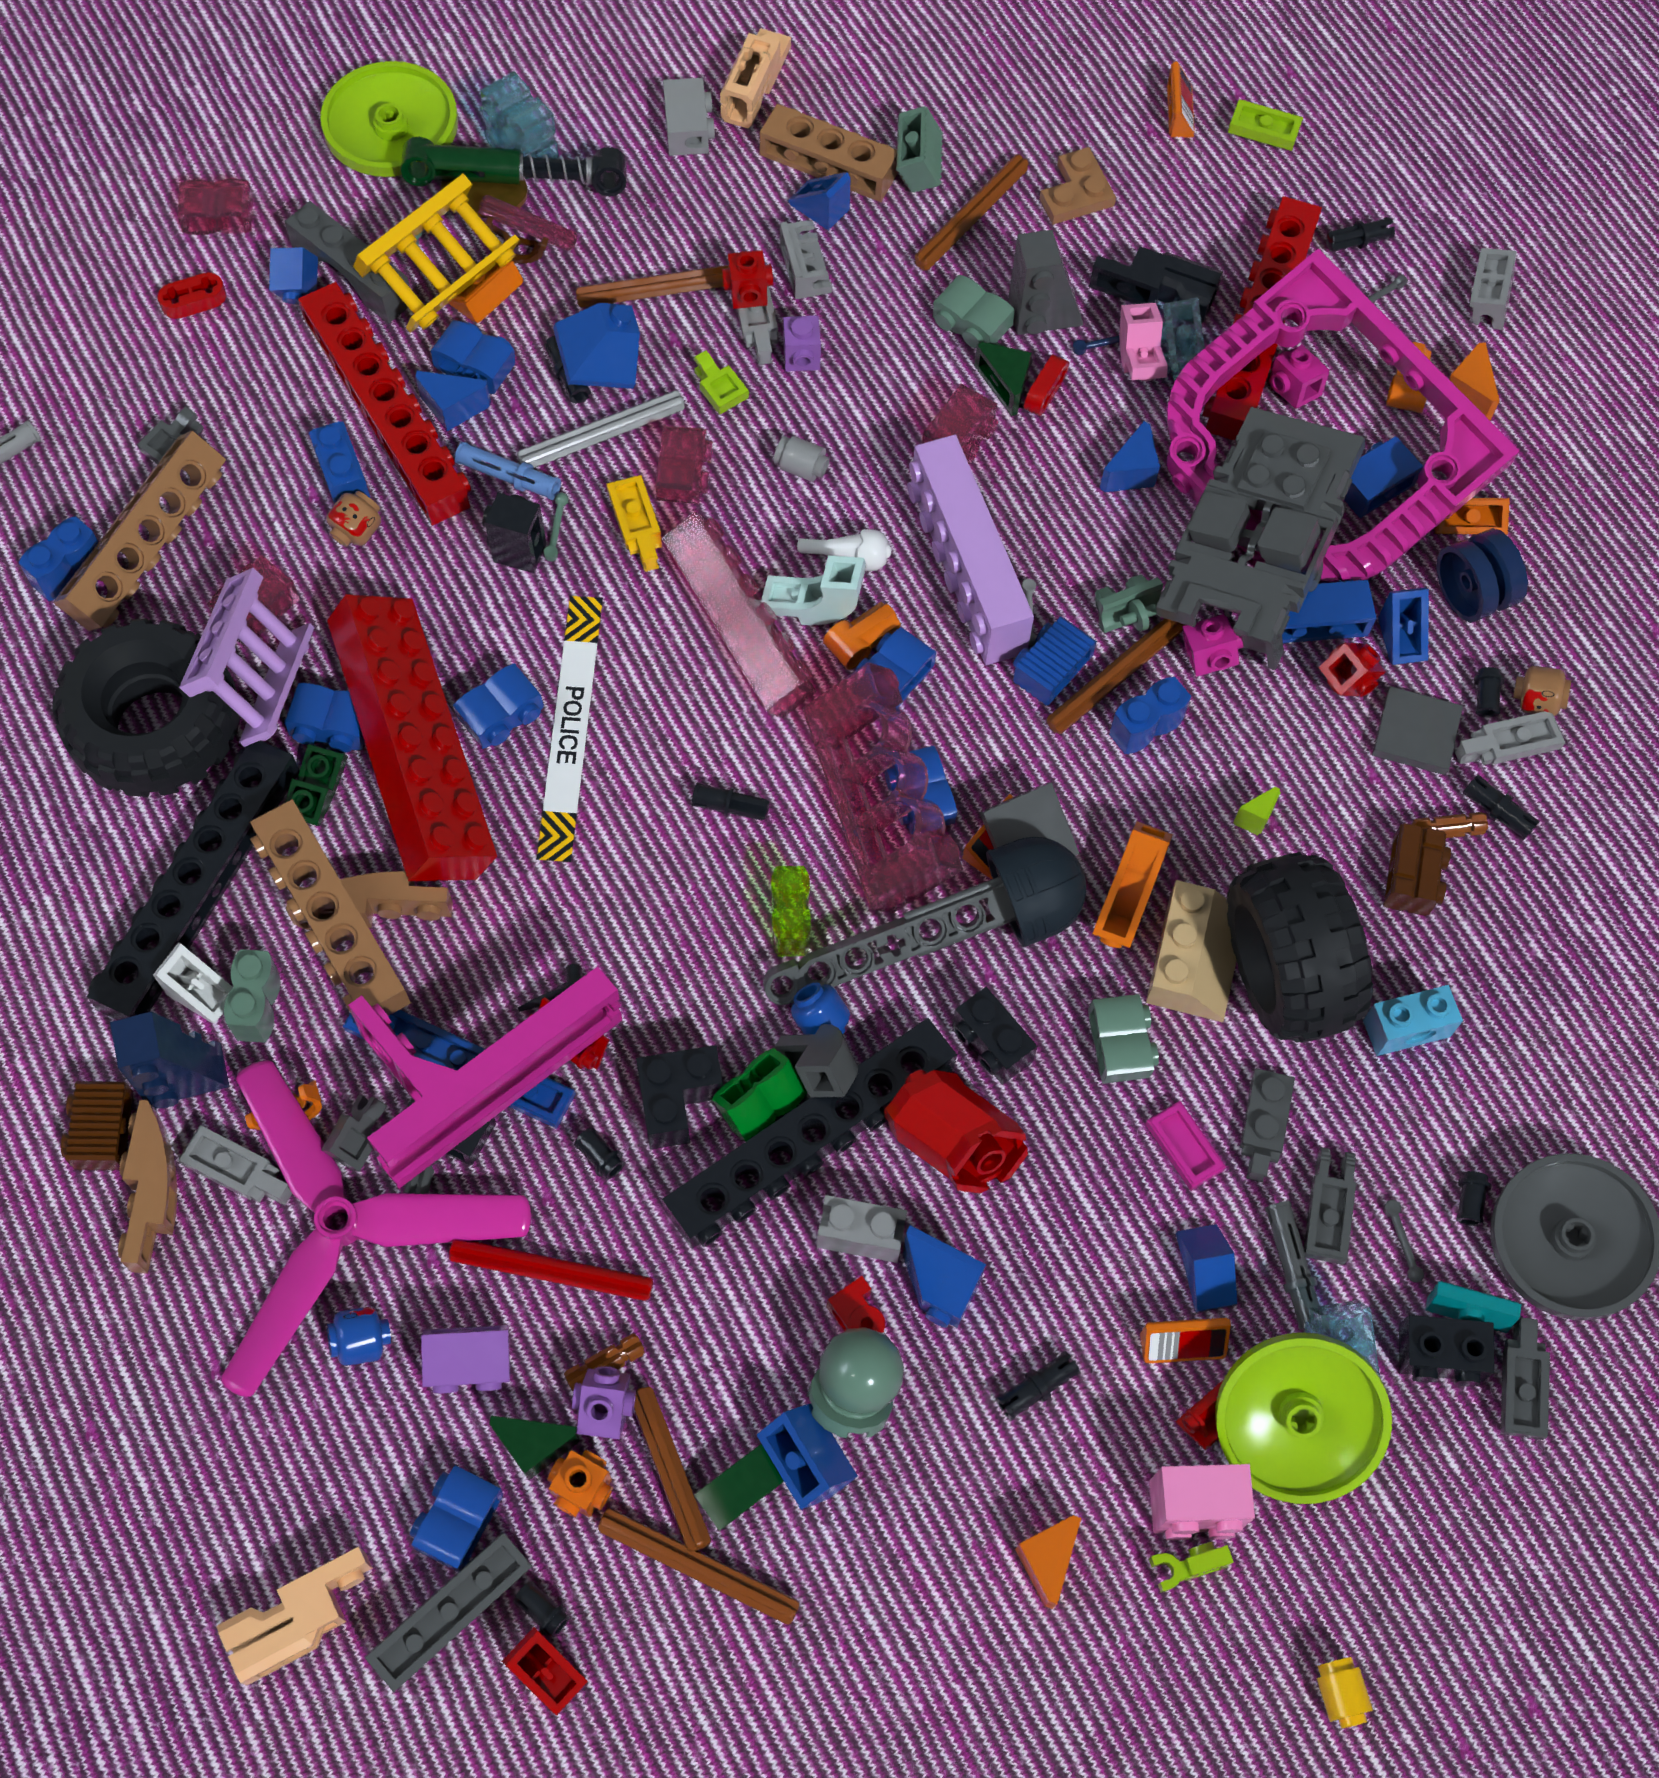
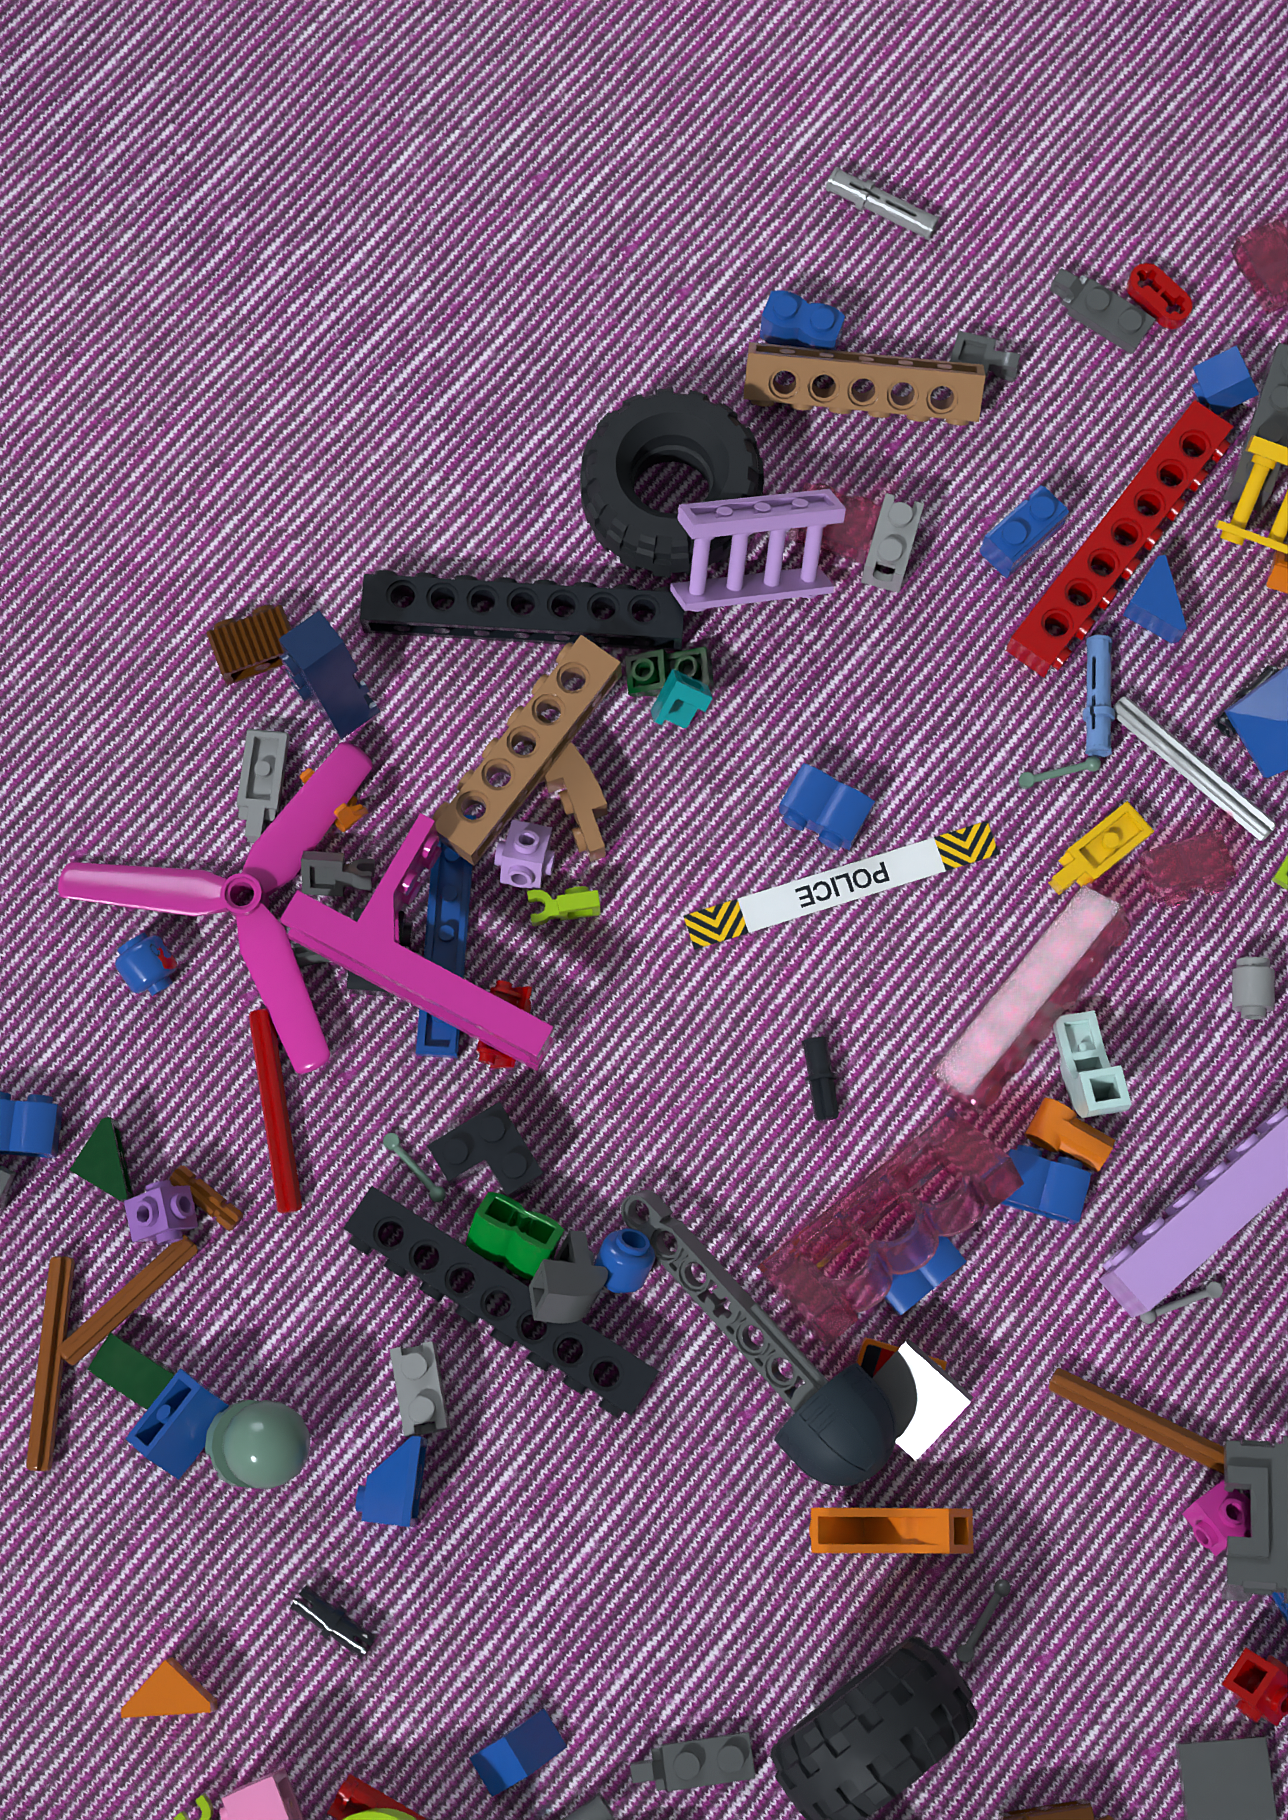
camera: 70 degrees right, 10 degrees up
(152, 1174) = (231, 711): medium nougat slope -> none
(179, 340) = (1102, 310): none -> dark grey hinge
(193, 983) = (419, 662): white slope -> none
(250, 1000) = (439, 716): sand green brick -> none
(299, 564) = (892, 543): none -> light grey brick
(324, 717) = (743, 653): blue brick -> none
(344, 781) = (680, 700): none -> teal panel
(353, 519) = (970, 573): medium nougat head -> none
(411, 739) = (748, 739): red brick -> none
(421, 959) = (524, 863): none -> lavender brick
(465, 1358) = (159, 1069): medium lavender brick -> none
(475, 355) = (1217, 601): blue brick -> none
(485, 938) = (575, 904): none -> lime plate
(515, 532) = (1022, 735): black brick -> none
(573, 974) = (557, 1009): black bar -> none
(584, 1498) = (94, 1232): orange brick -> none
(599, 1153) = (402, 1107): black pin -> none
(626, 1177) = (392, 1142): none -> sand green hinge
(790, 911) = (733, 1184): clear neon green brick -> none
(852, 1310) = (331, 1421): red leg -> none
(869, 544) = (1172, 1100): white piece -> none
(956, 1130) = (550, 1444): red brick -> none
(993, 1035) = (672, 1444): black brick -> none
(1053, 660) = (1129, 1350): blue brick -> none
(1122, 1038) = (724, 1579): sand green brick -> none
(1129, 605) = (1232, 1411): sand green hips -> none
(1149, 715) = (1115, 1486): blue brick -> none
(1185, 1145) = (638, 1686): dark pink tile -> none
(1185, 1340) = (432, 1756): slope -> none
(1194, 954) = (848, 1624): tan slope -> none
(1206, 831) = (965, 1651): none -> dark grey hinge
(1256, 812) = (1043, 1639): lime slope -> none

